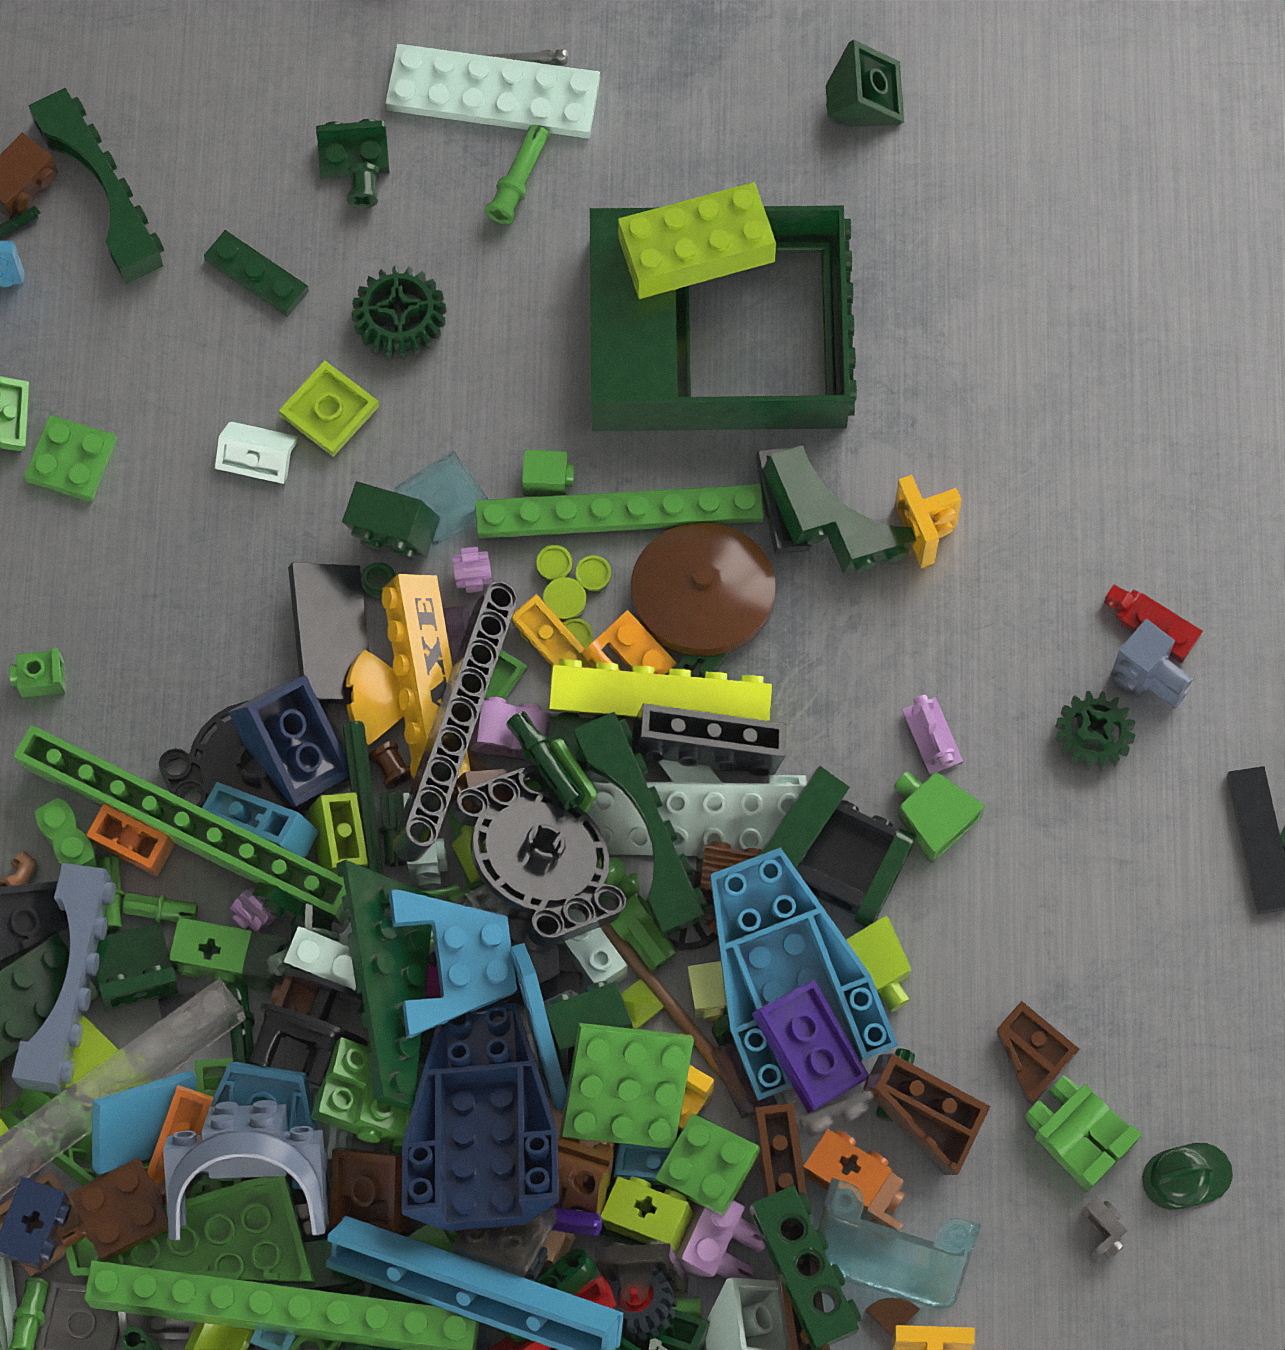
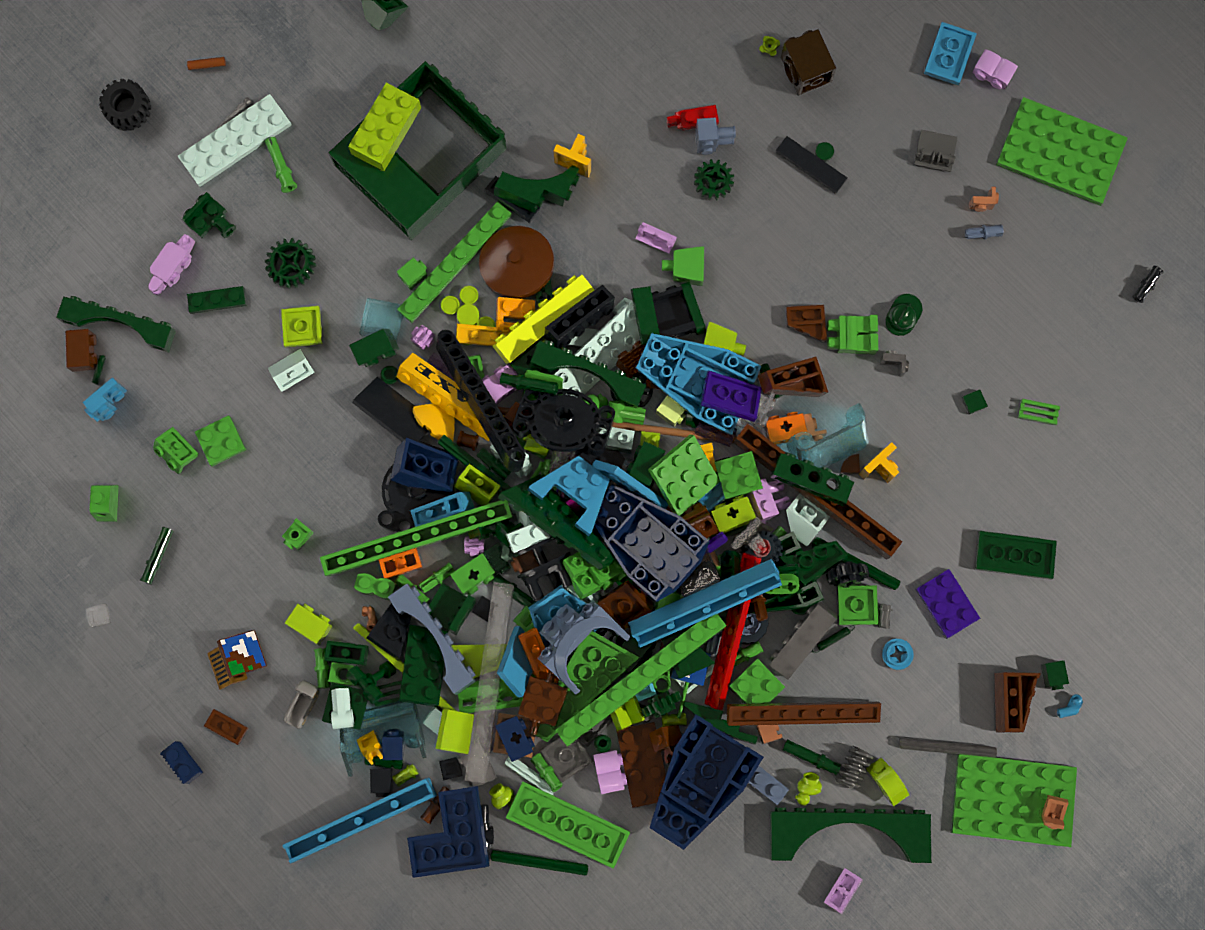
camera: 45 degrees left, 10 degrees up
(243, 172) = (170, 264): none -> lavender hinge

